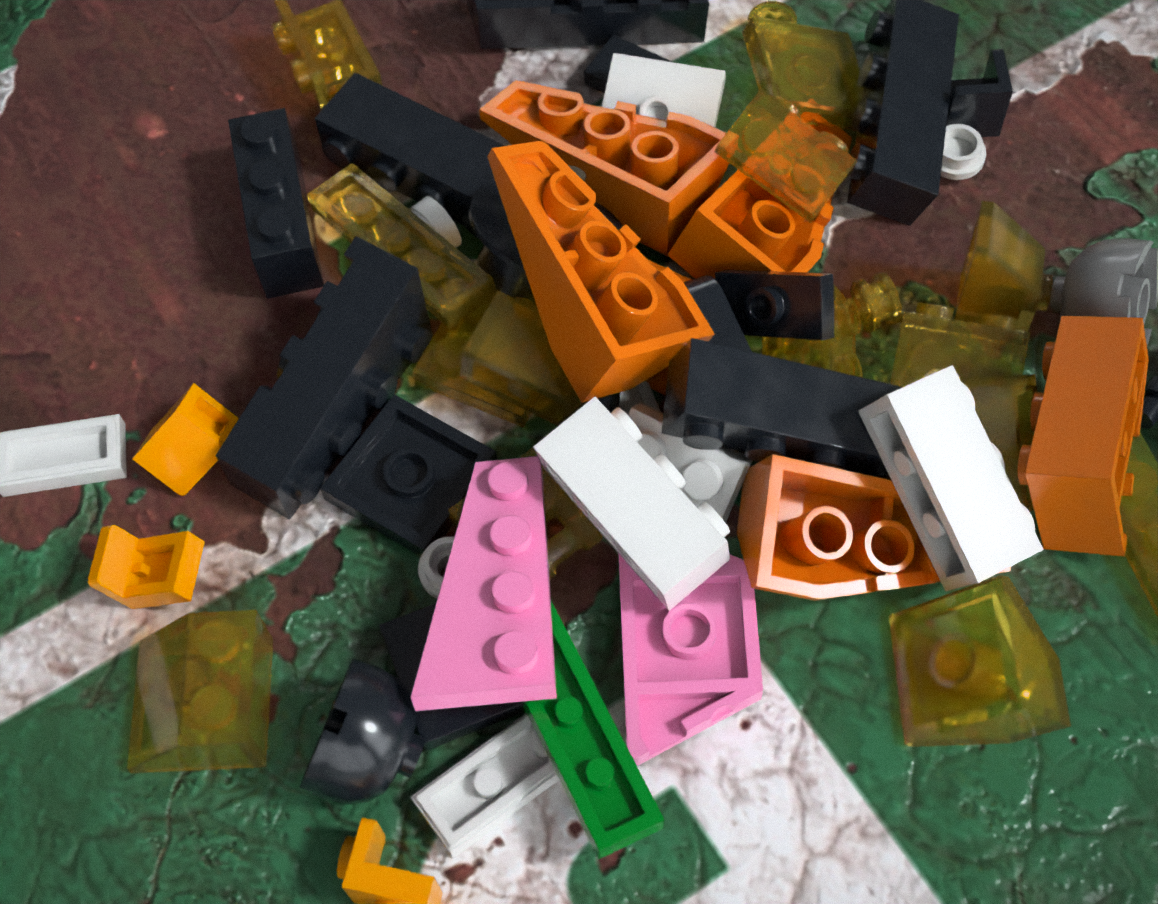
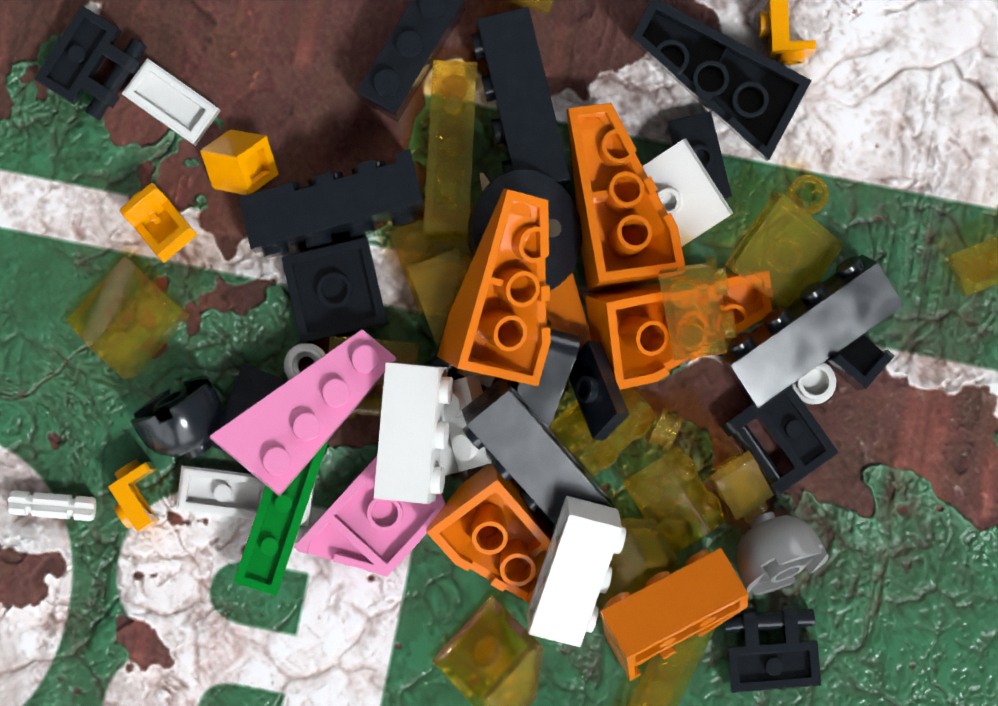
camera: 40 degrees right, 25 degrees up
(438, 219) = (482, 151): white tile -> none
(963, 188) = (793, 432): none -> black plate

